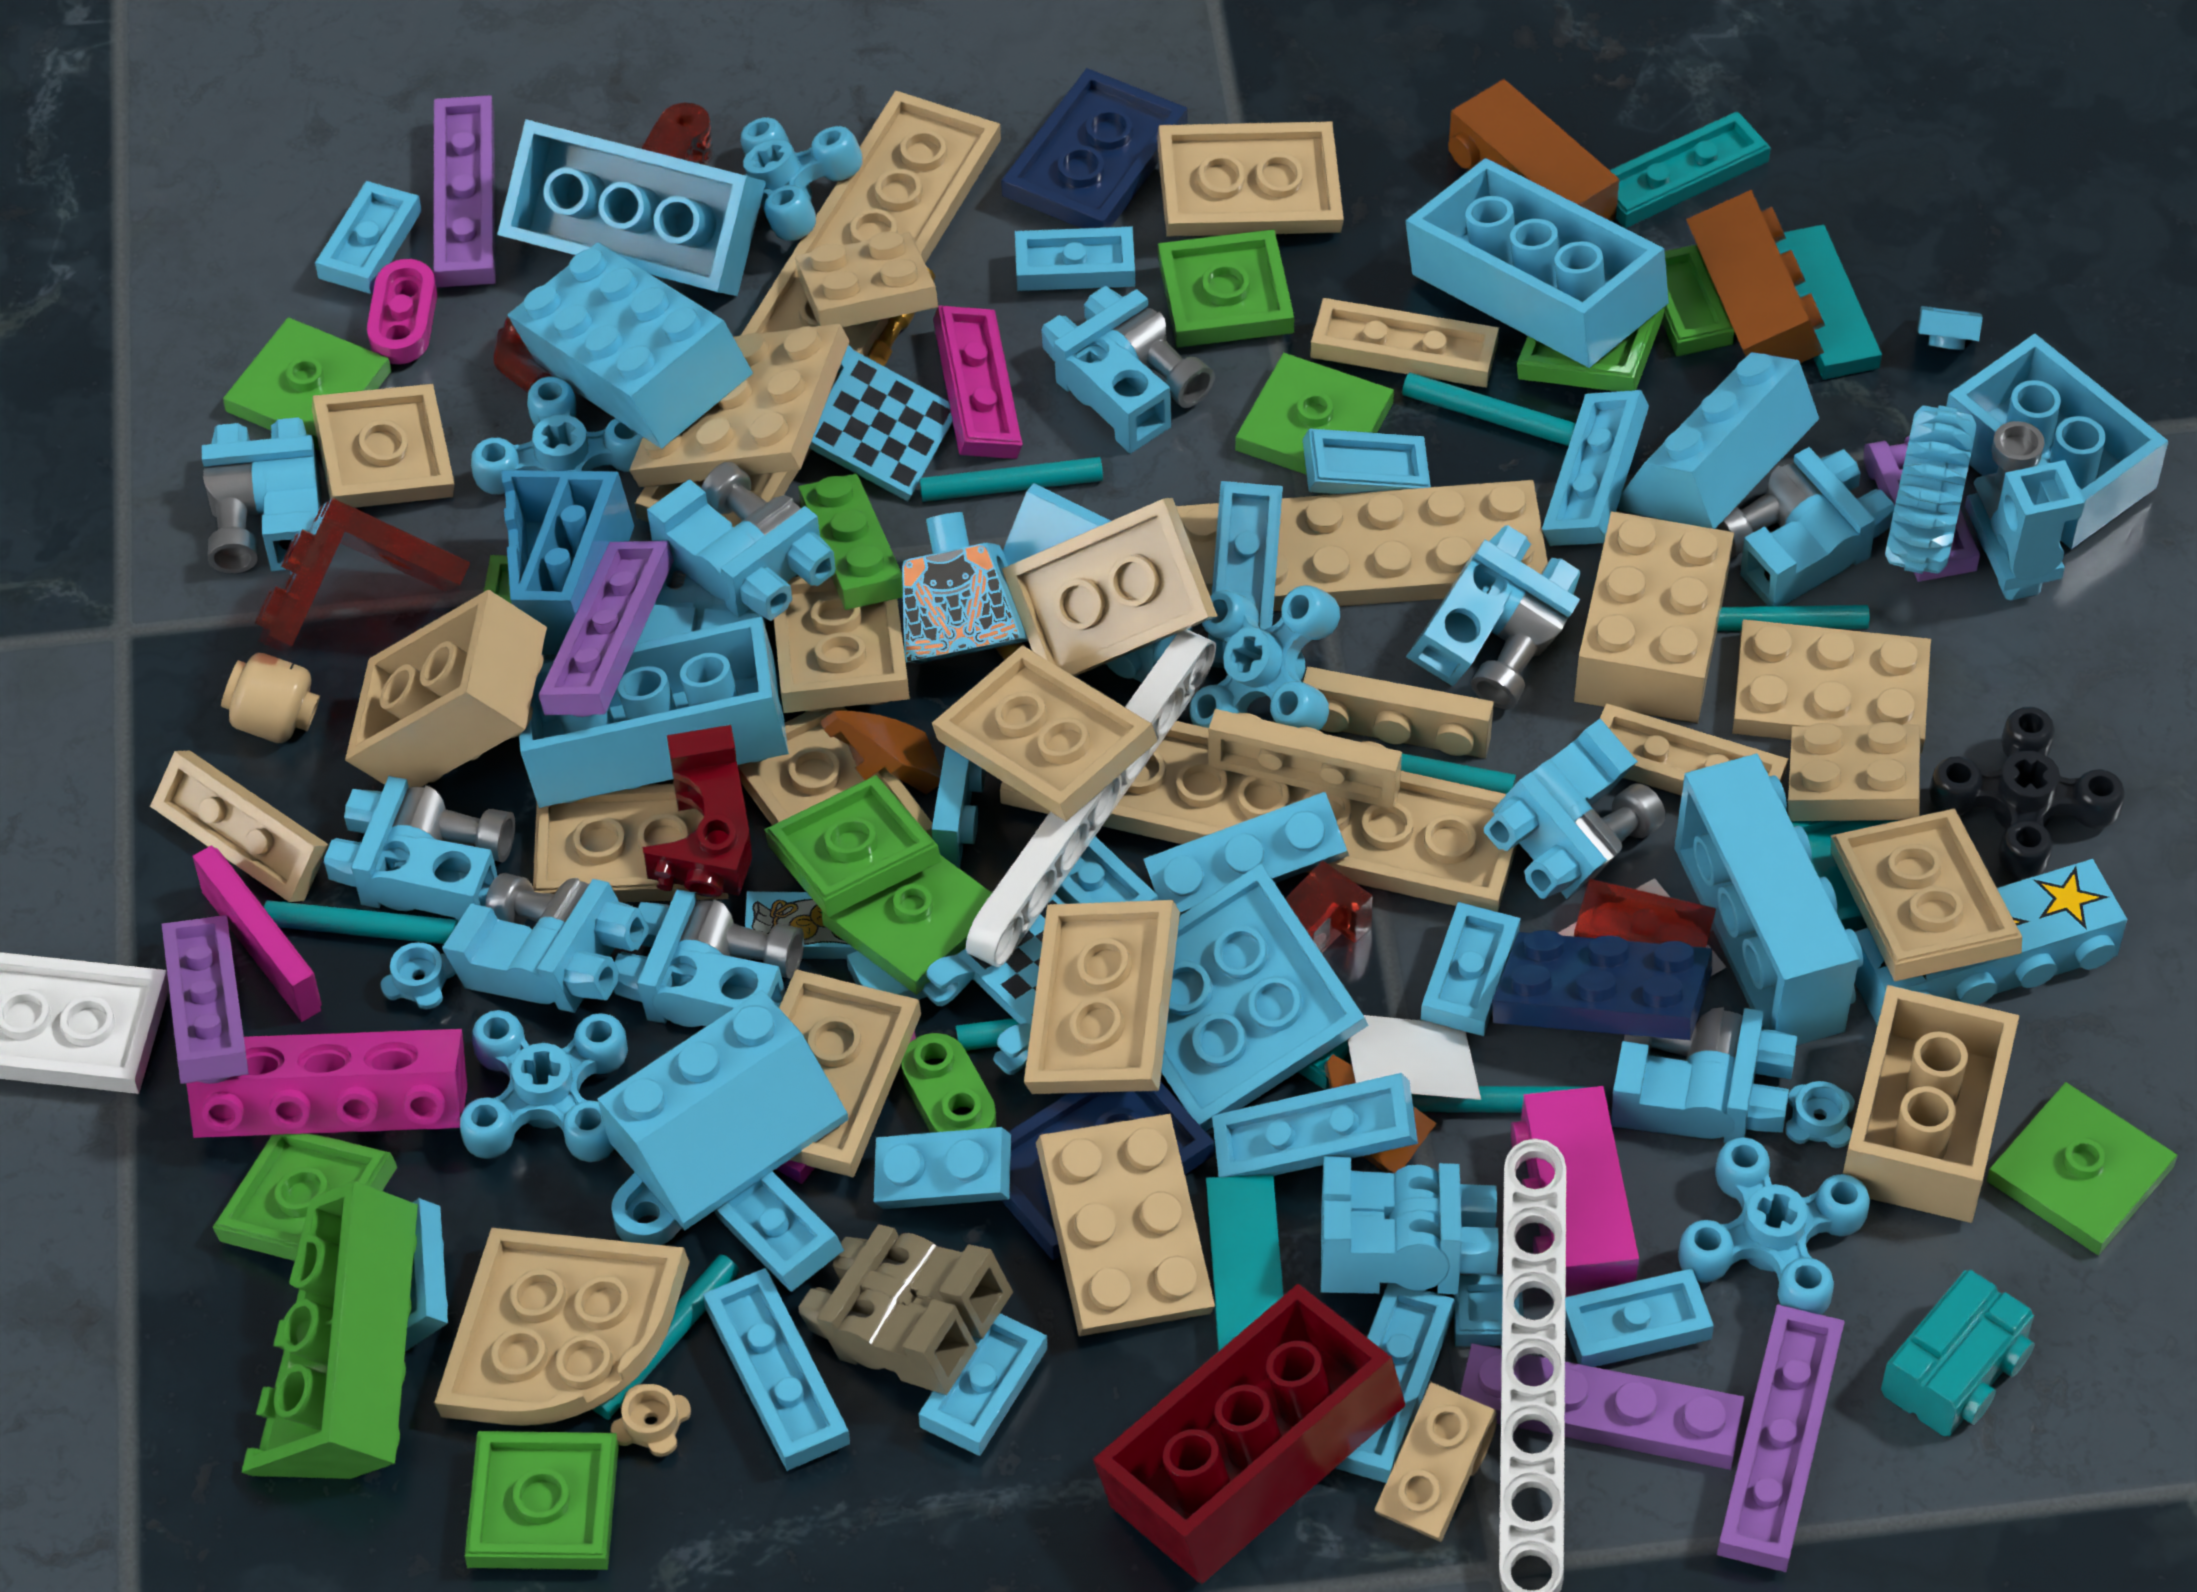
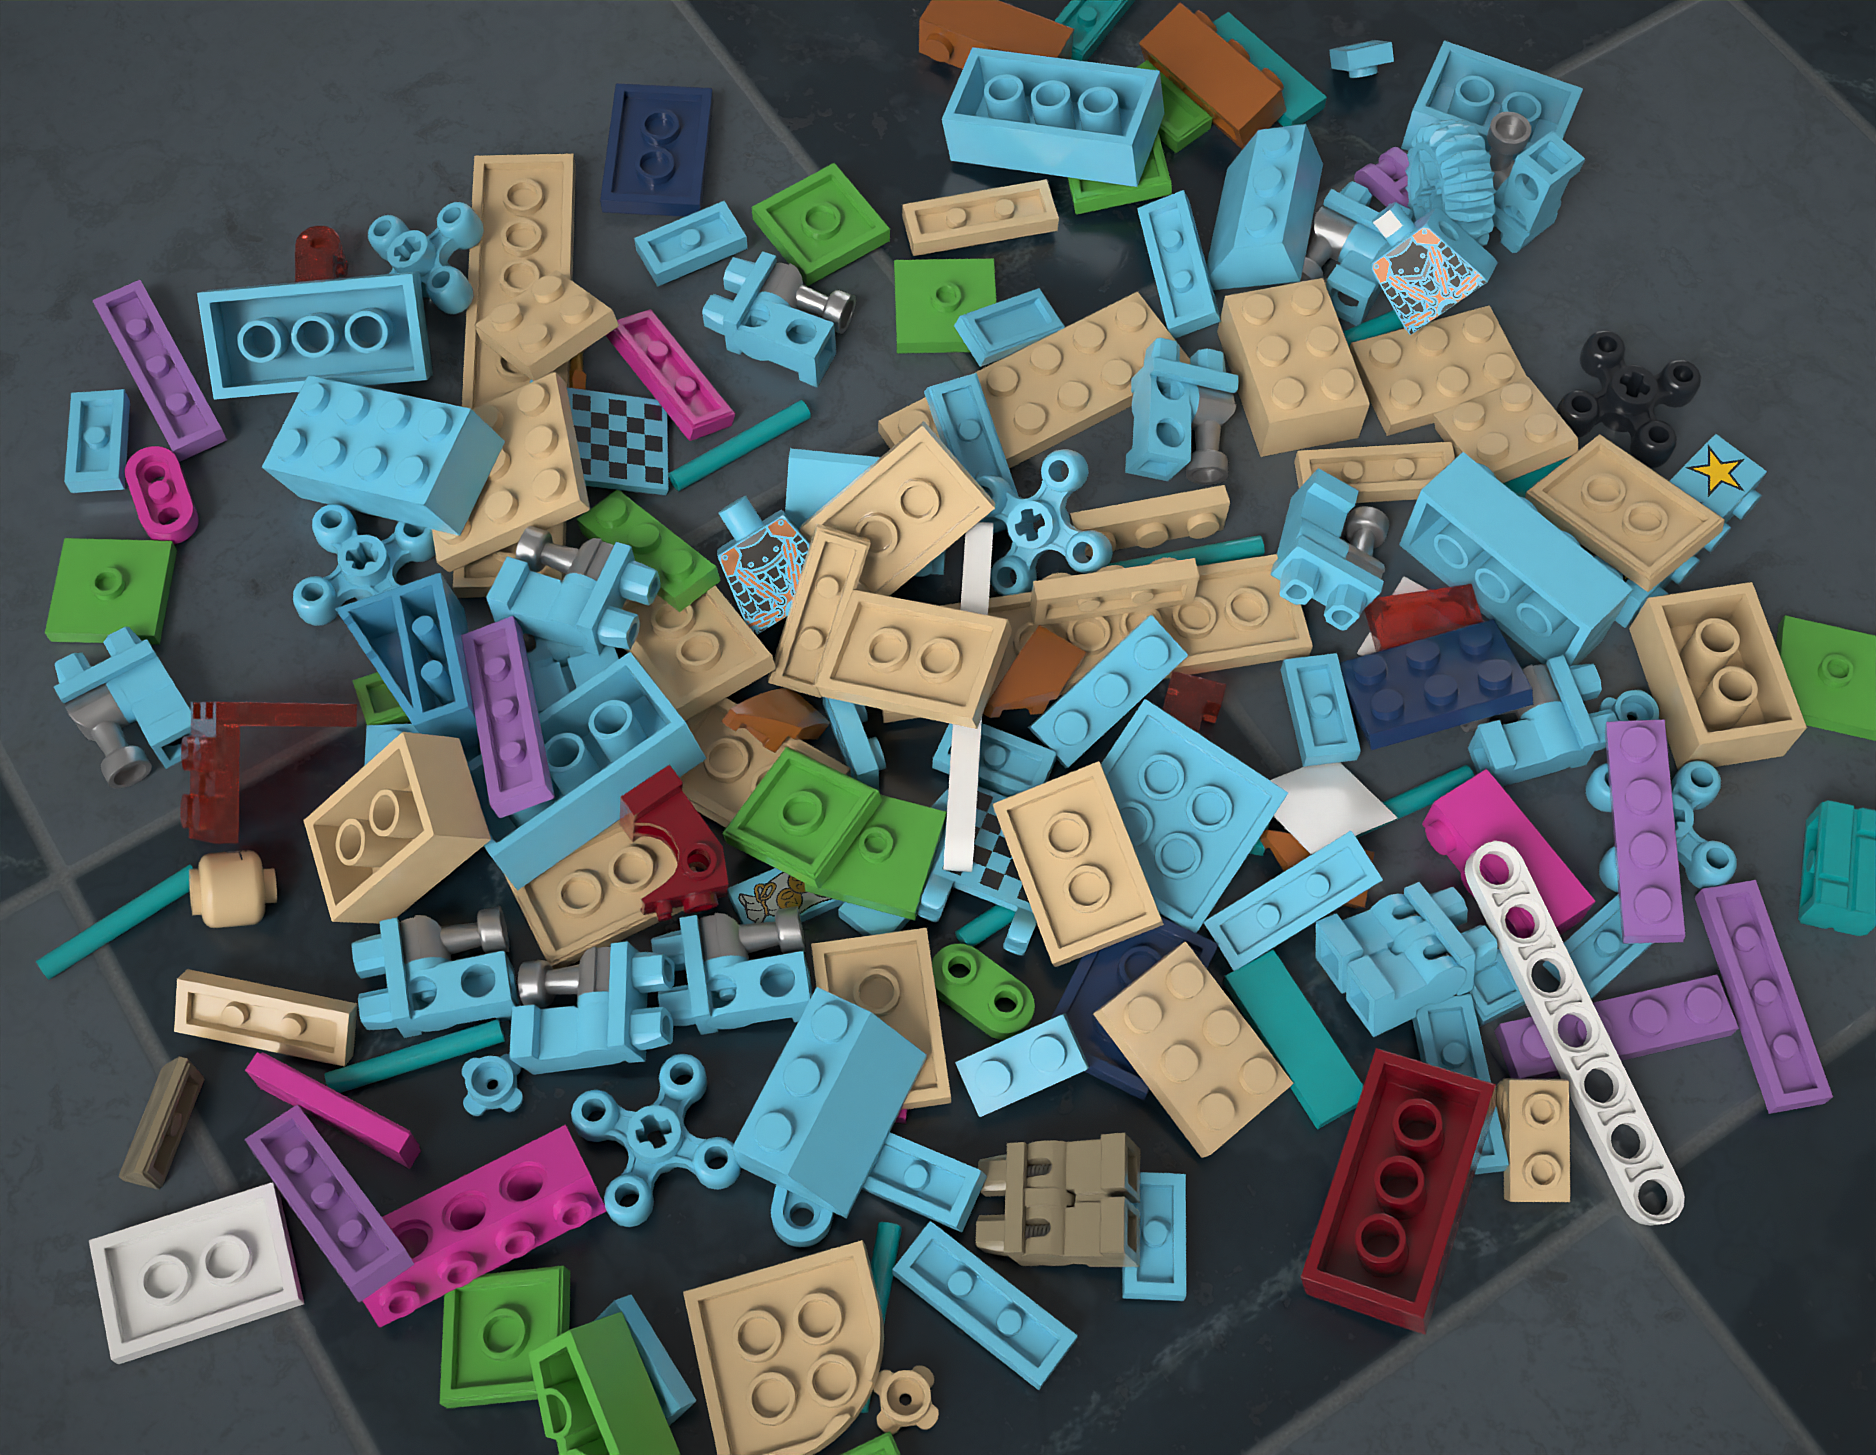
camera: 30 degrees left, 10 degrees up
(97, 884) = (162, 1124): none -> dark tan slope
(144, 691) = (115, 924): none -> teal bar
(383, 446) = (210, 622): tan plate -> none
(514, 358) = (280, 501): clear red arm -> none
(1008, 618) = (817, 607): none -> tan tile
(1174, 807) = (1036, 674): none -> dark orange slope
(1249, 178) = (791, 128): tan plate -> none
(1488, 409) = (1070, 246): teal piece -> none
(1733, 1211) = (1644, 832): none -> medium lavender plate
(1850, 555) = (1427, 264): none -> torso

